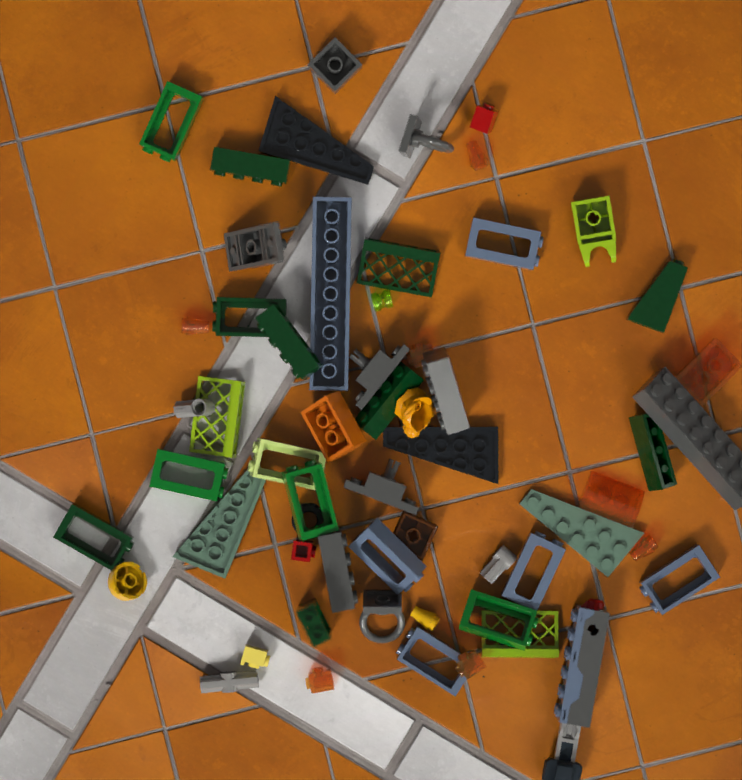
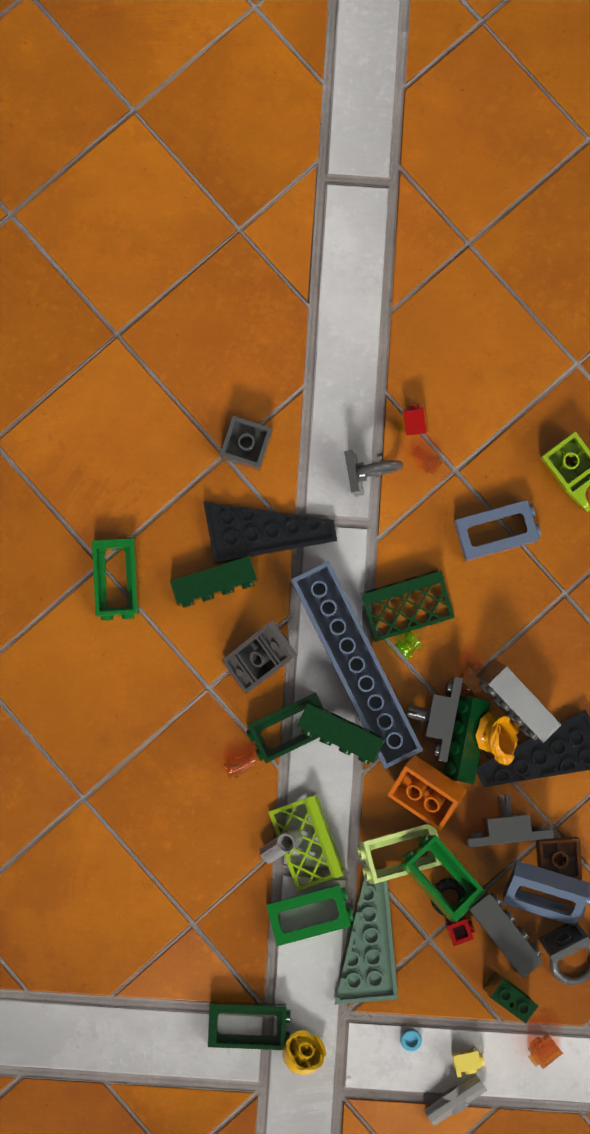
camera: 30 degrees left, 5 degrees down
(219, 616) = (411, 1040): none -> medium azure tile

